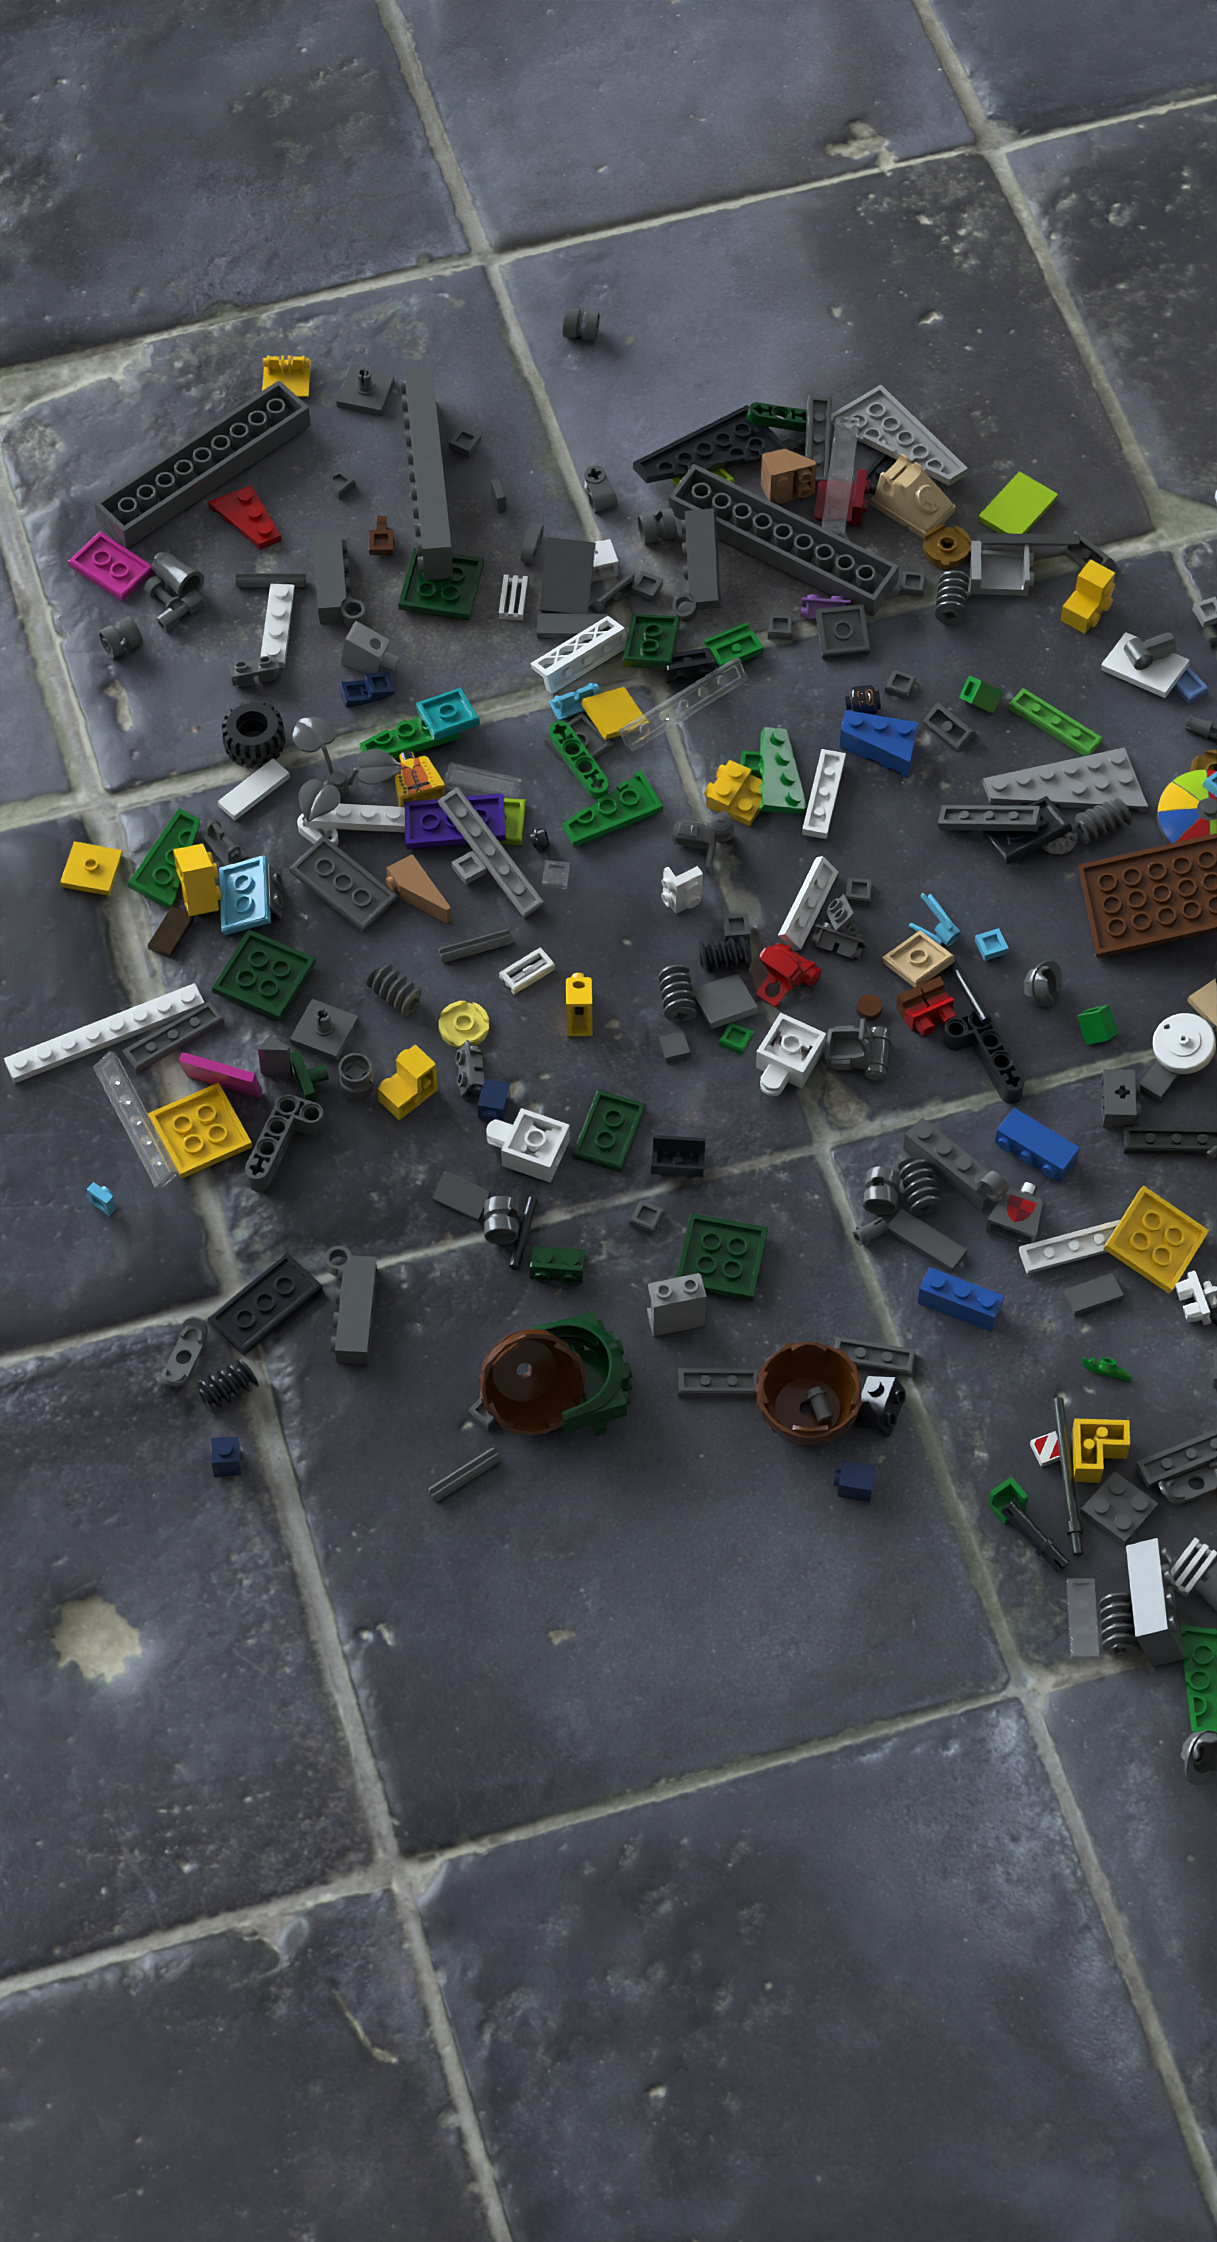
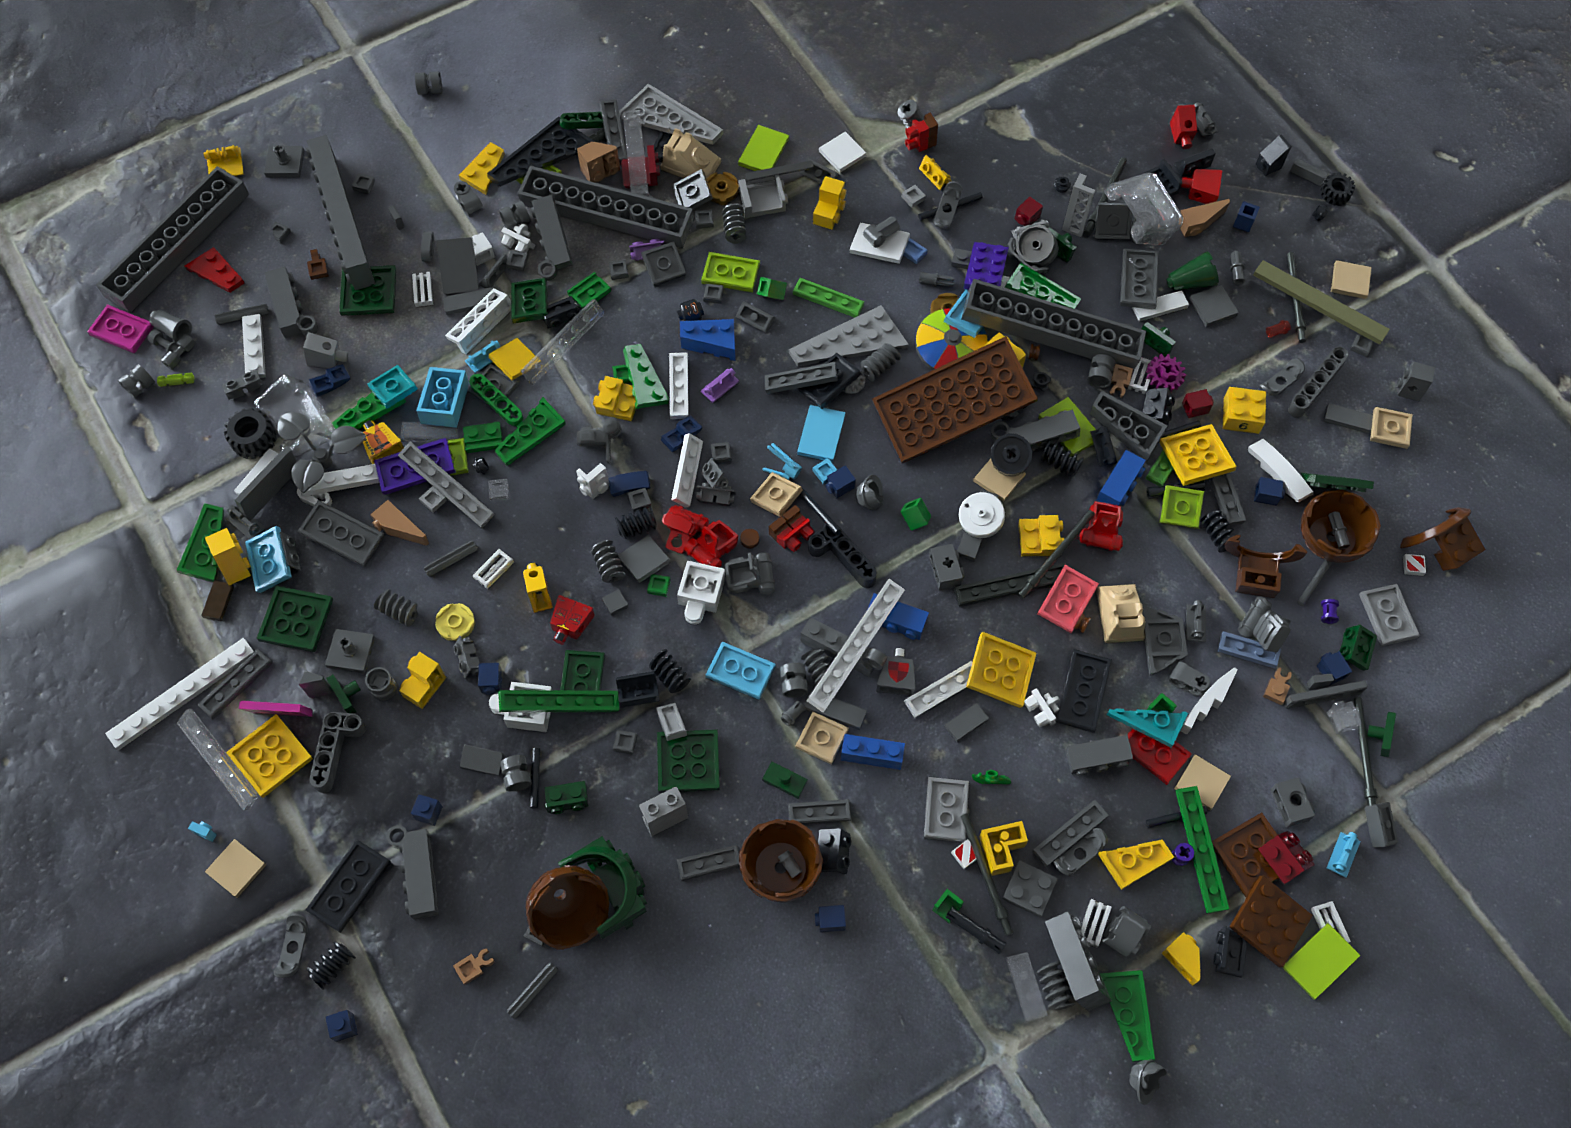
camera: 15 degrees left, 5 degrees up
(91, 868) = (147, 564): yellow plate -> none
(132, 1251) = (235, 868): none -> tan tile
(169, 646) = (175, 379): none -> lime axle
(263, 800) = (266, 484): none -> dark grey tile
(318, 697) = (296, 396): none -> clear windscreen
(381, 1237) = (426, 810): none -> dark blue brick
(395, 1431) = (470, 967): none -> medium nougat plate
(510, 741) = (443, 397): none -> medium azure brick
(550, 804) = (482, 437): none -> green plate
(576, 1144) = (558, 701): none -> green plate
(612, 1053) = (570, 619): none -> red torso
(619, 457) = (476, 172): none -> yellow wing
(646, 552) = (523, 242): none -> white hips
(711, 1204) = (671, 721): none -> light grey tile
(723, 1145) = (668, 673): none -> black piece
(728, 902) = (629, 482): none -> dark blue slope
(802, 859) = (675, 437): none -> dark blue slope
(816, 1165) = (740, 670): none -> medium azure tile
(818, 1000) = (712, 544): none -> red piece
(839, 1308) = (784, 780): none -> dark green tile
(879, 805) = (720, 385): none -> medium lavender hinge
(899, 1270) = (822, 738): none -> tan tile
(906, 541) = (692, 190): none -> plate
(931, 661) = (731, 271): none -> lime tile
(972, 1162) = (855, 645): none -> white plate
(999, 895) = (821, 433): none -> medium azure tile
(1007, 962) = (840, 482): none -> dark blue brick
(1033, 1389) = (944, 805): none -> light grey tile
(1126, 532) = (842, 152): none -> white tile

